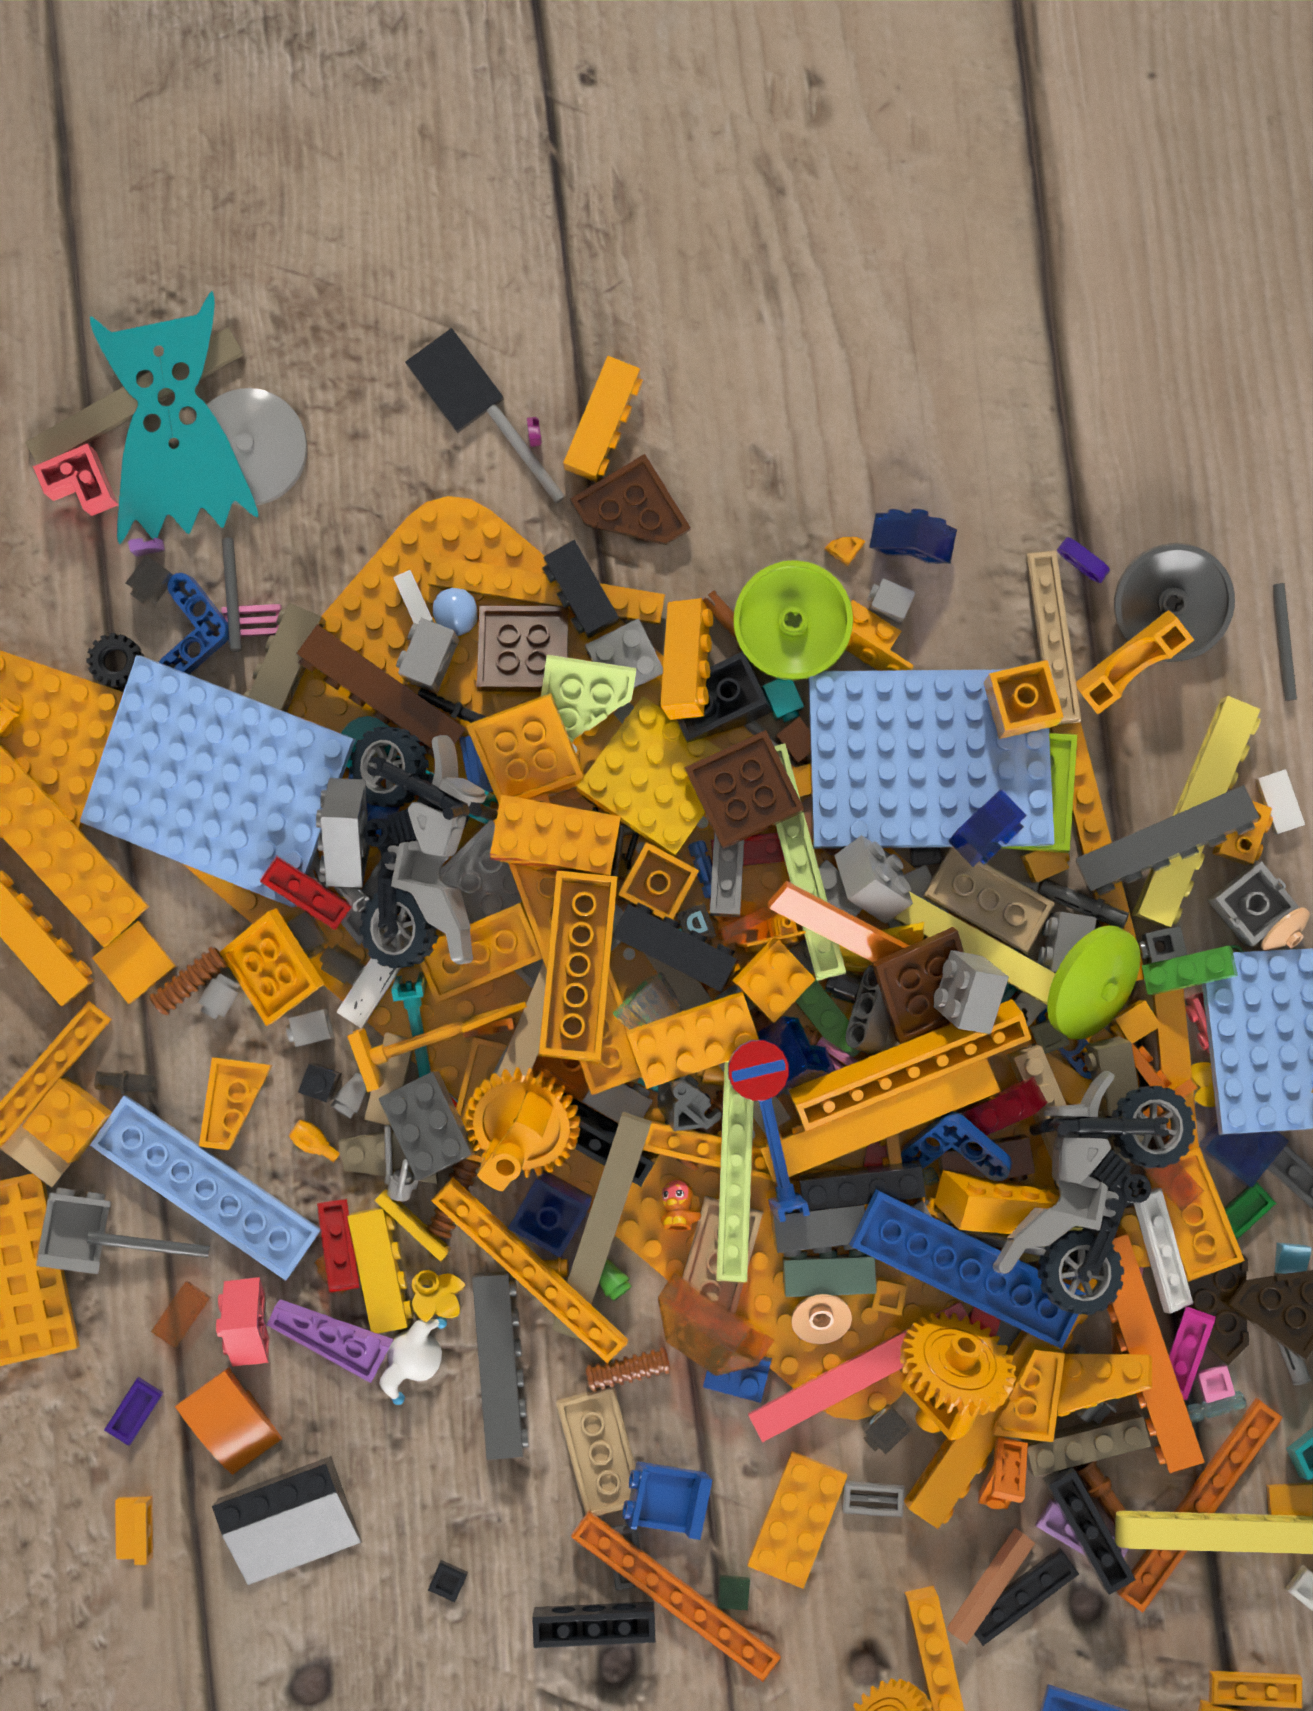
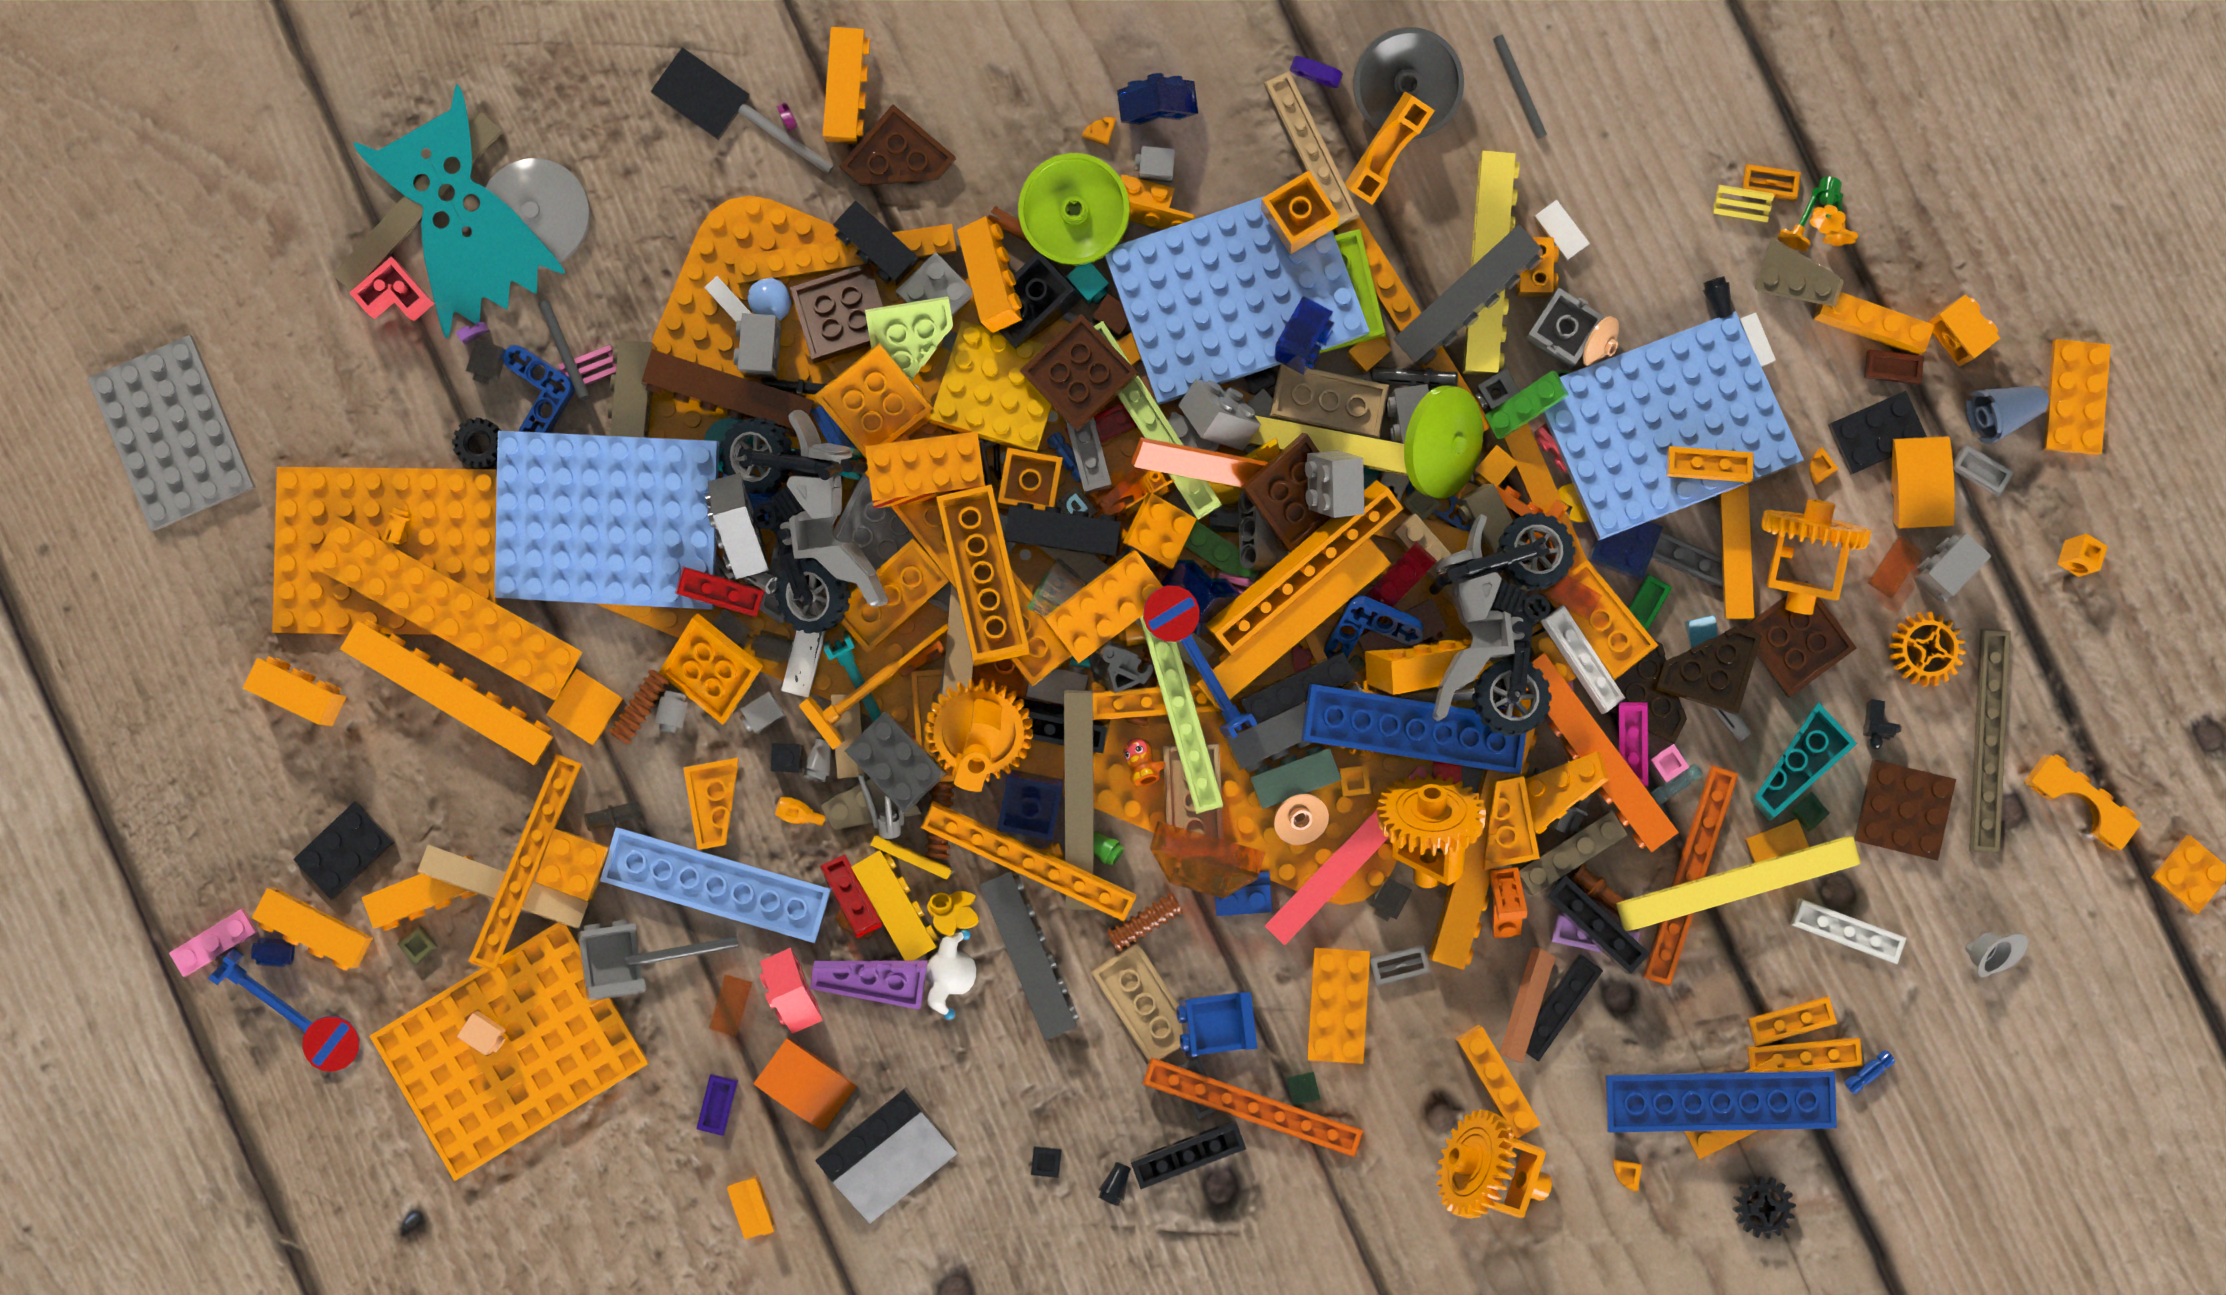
camera: 15 degrees left, 0 degrees up
(508, 1631) = (1115, 1185): none -> black cone

